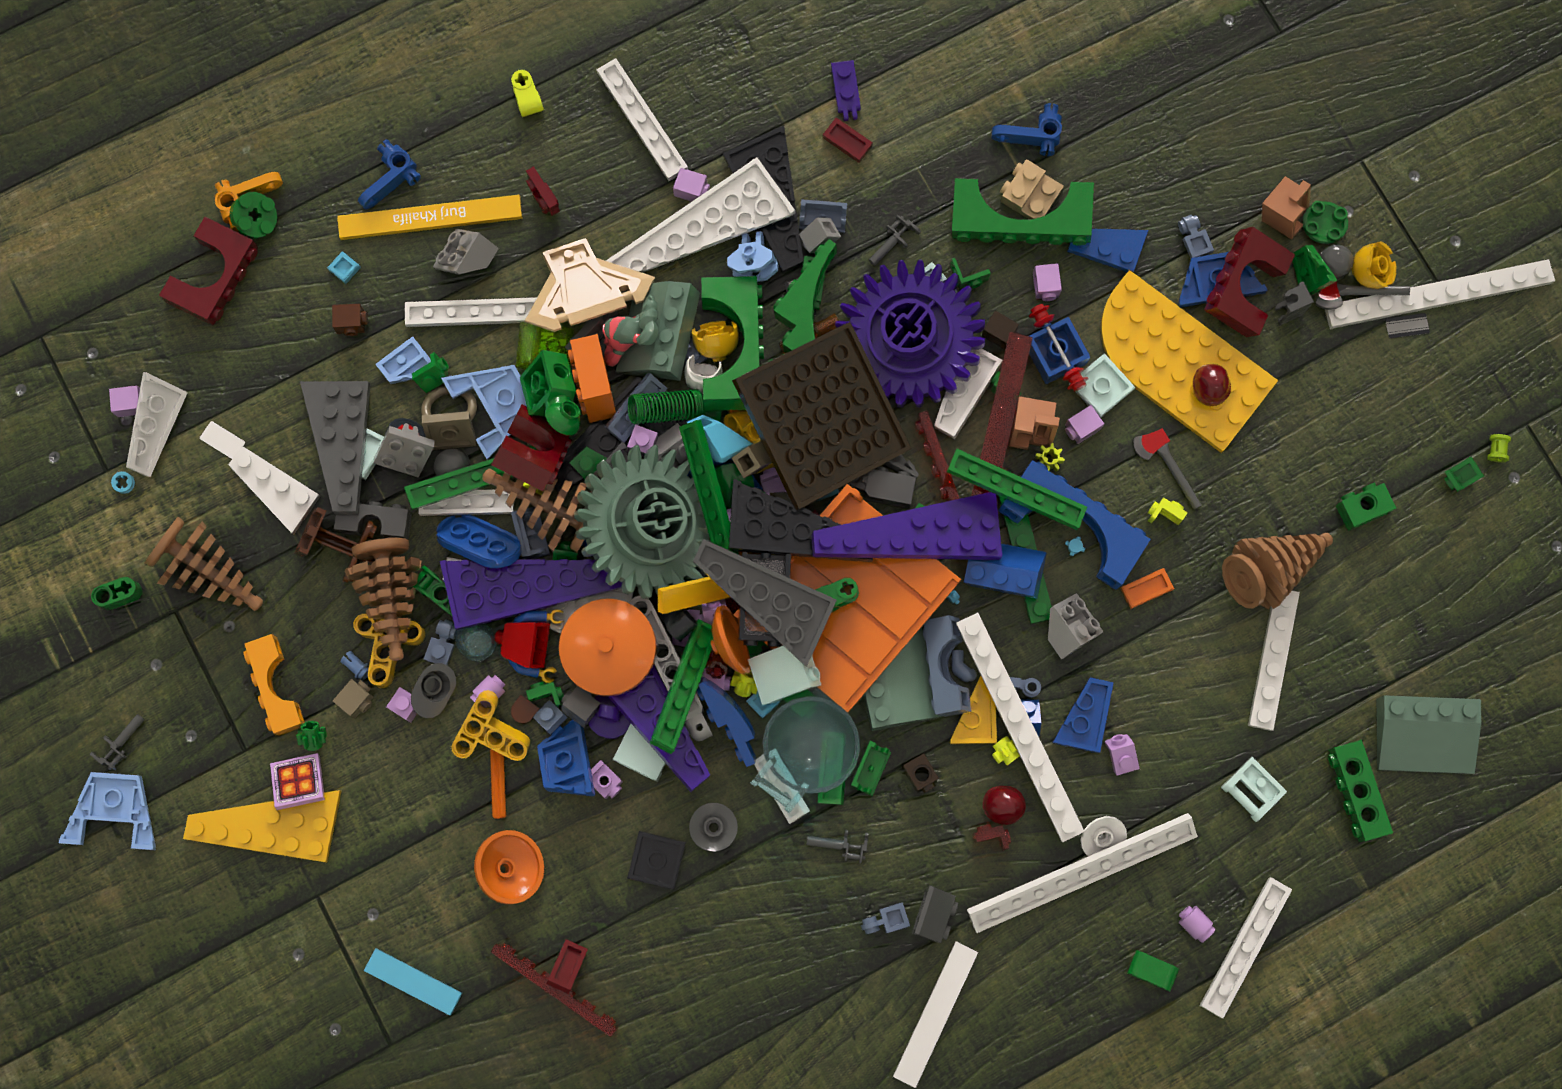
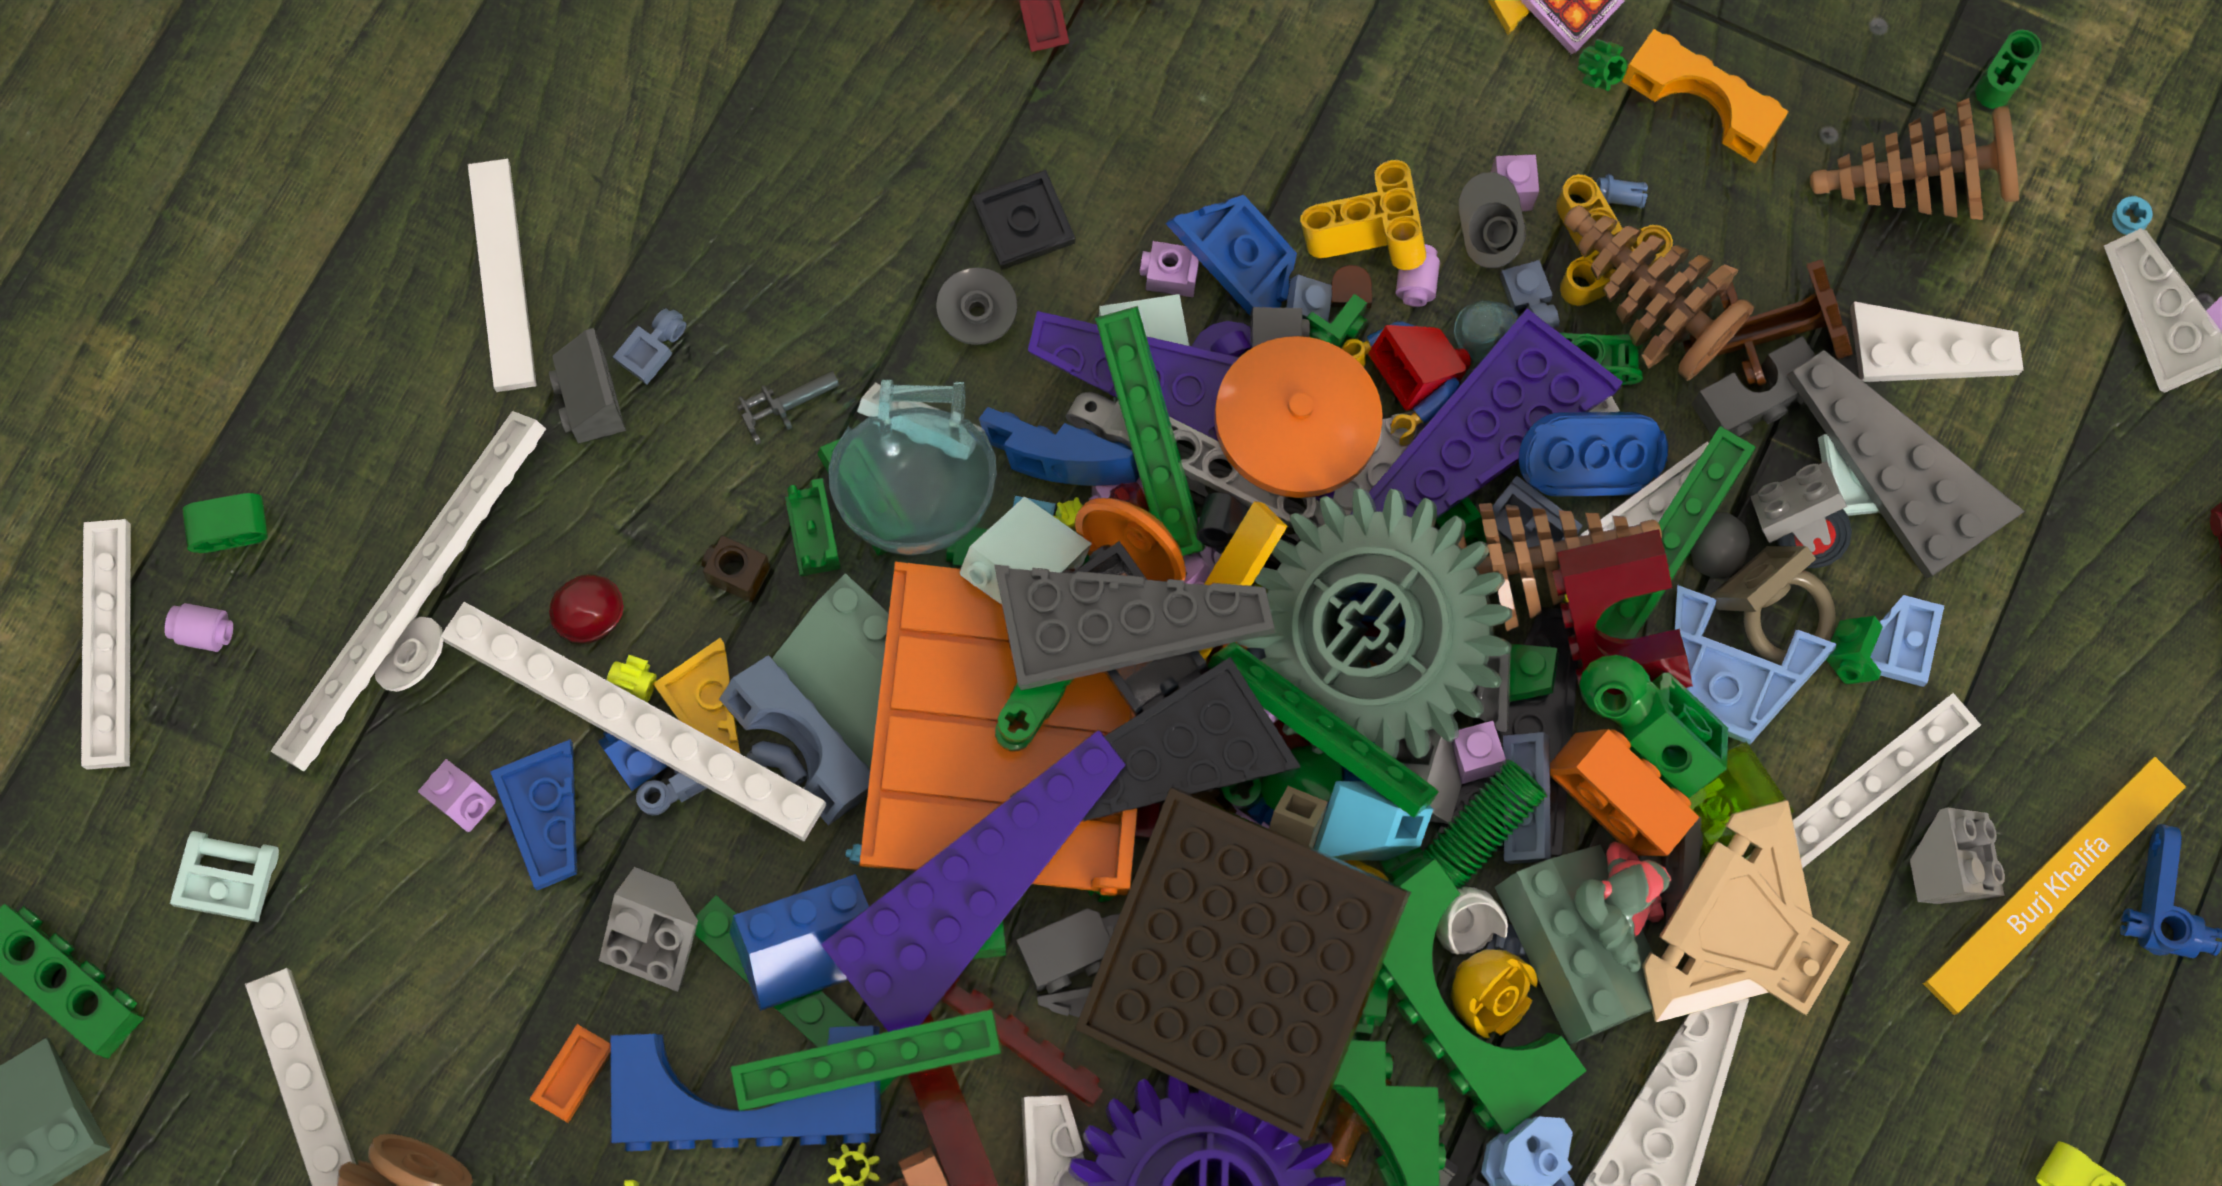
camera: 140 degrees right, 5 degrees down
(221, 439) = (2056, 364): white sticker -> none
(343, 267) = (2109, 720): medium azure tile -> none
(349, 319) = (2035, 645): reddish brown brick -> none
(354, 698) = (1587, 146): dark tan brick -> none
(498, 785) = (1304, 166): orange axle -> none
(522, 864) = (1187, 69): orange dish -> none
(542, 193) = (1924, 1034): dark red plate -> none
(987, 832) = (583, 551): clear red bracket -> none
(1075, 546) = (723, 1061): medium azure piece -> none

